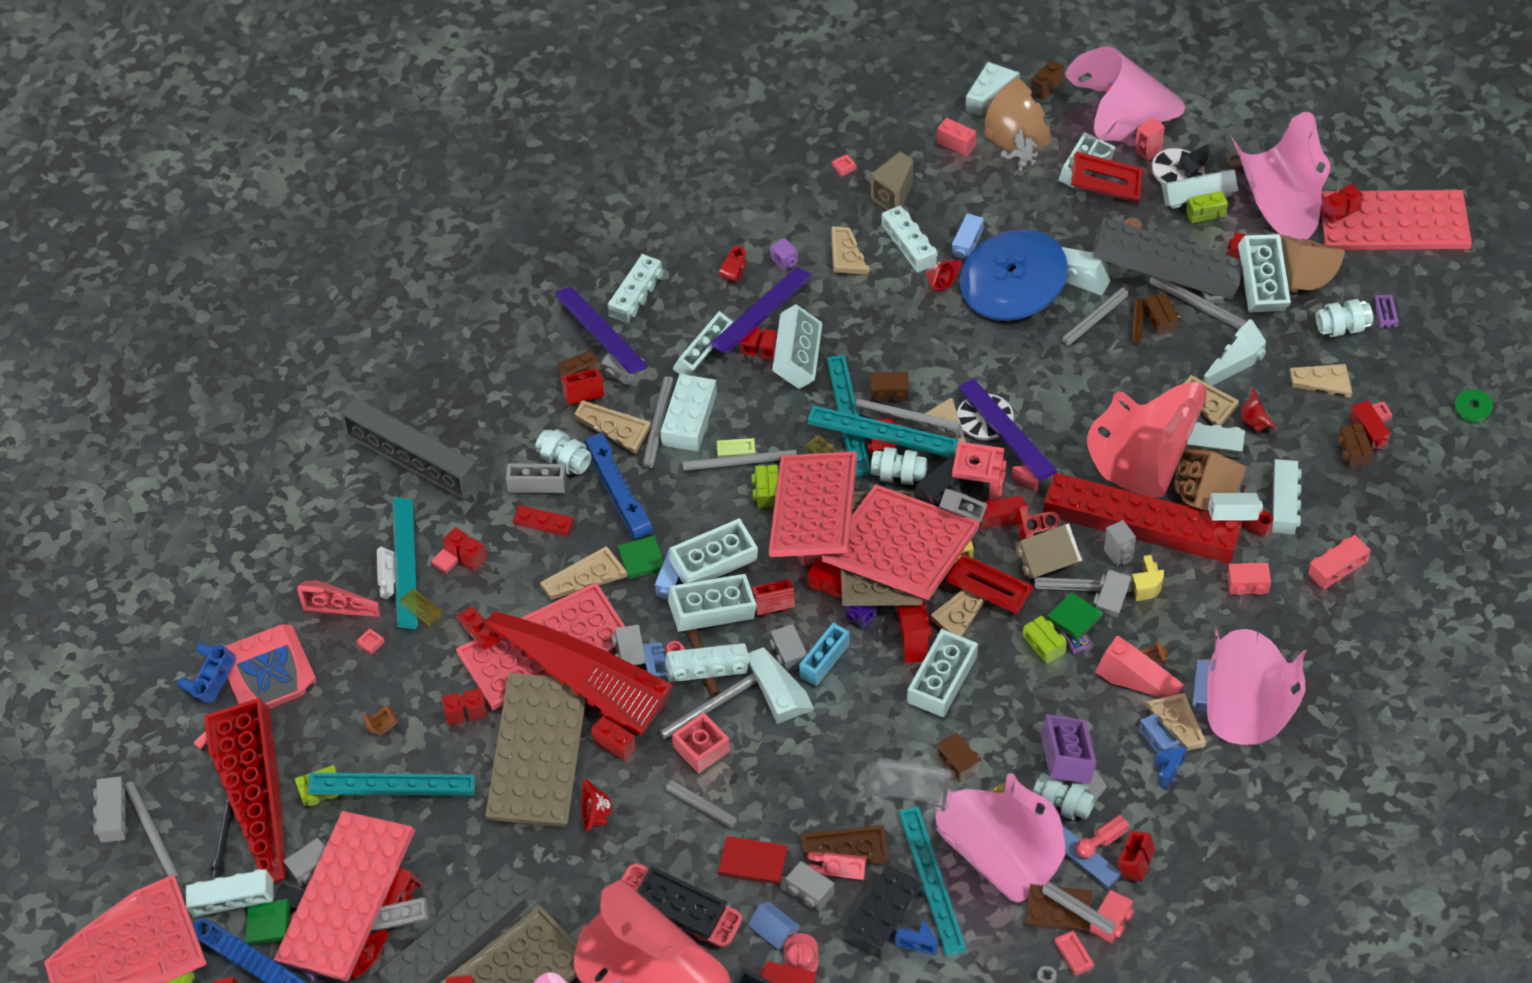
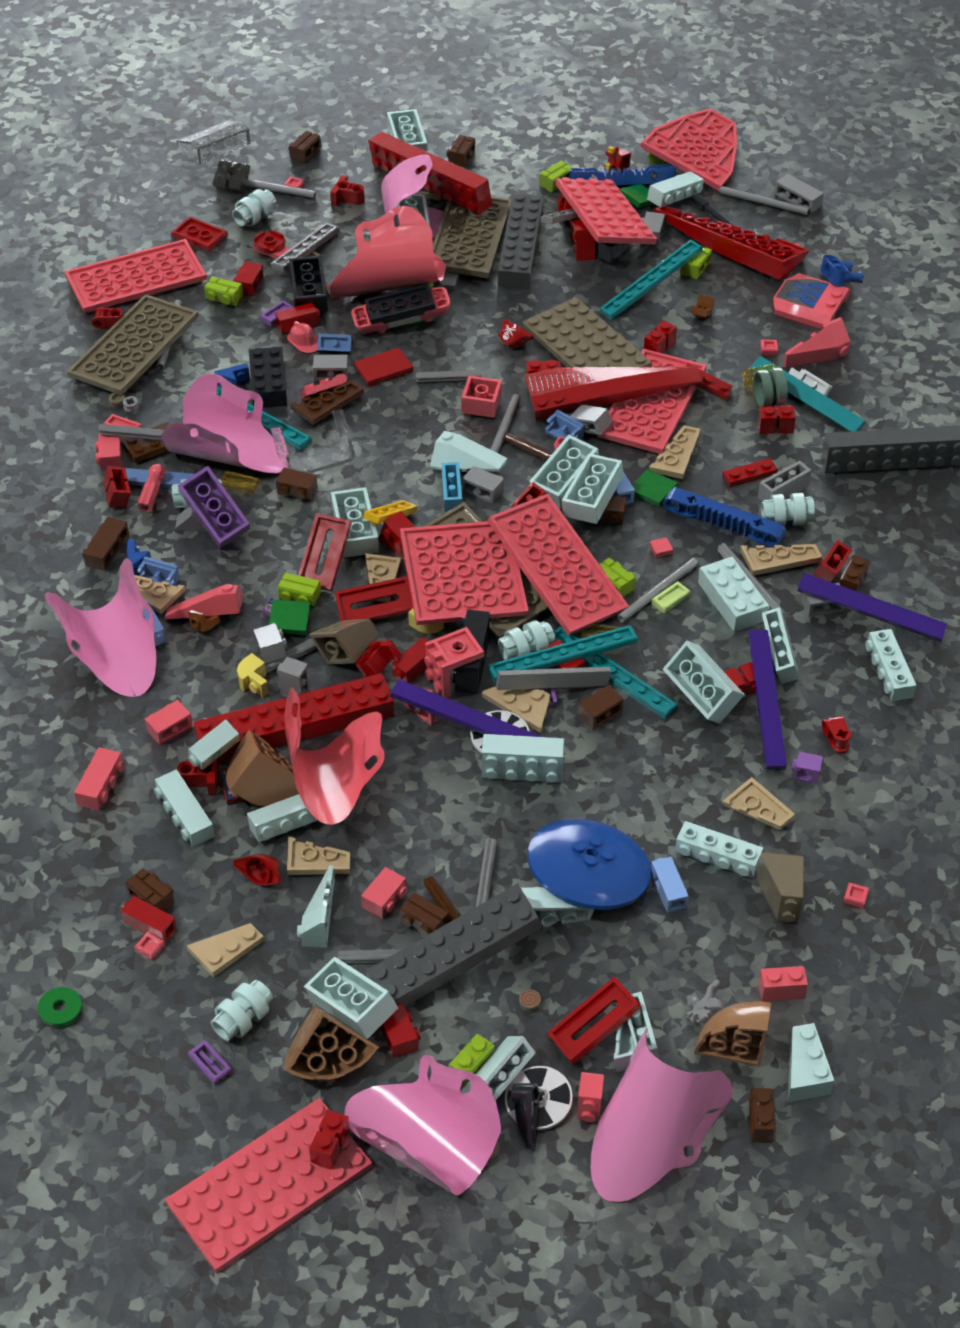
camera: 140 degrees right, 5 degrees down
(436, 575) = (770, 387): none -> sand green wheel
(696, 496) = (661, 547): none -> coral tile
(706, 662) = (527, 434): light aqua brick -> none
(906, 653) = (380, 514): none -> yellow plate
(943, 274) = (655, 829): red hat -> none
(963, 505) = (442, 622): light grey brick -> none
(992, 371) = (522, 758): none -> light aqua brick
(1022, 652) = (314, 547): none -> red piece
(1178, 345) = (384, 893): none -> coral brick
(1187, 800) = (105, 544): none -> reddish brown brick

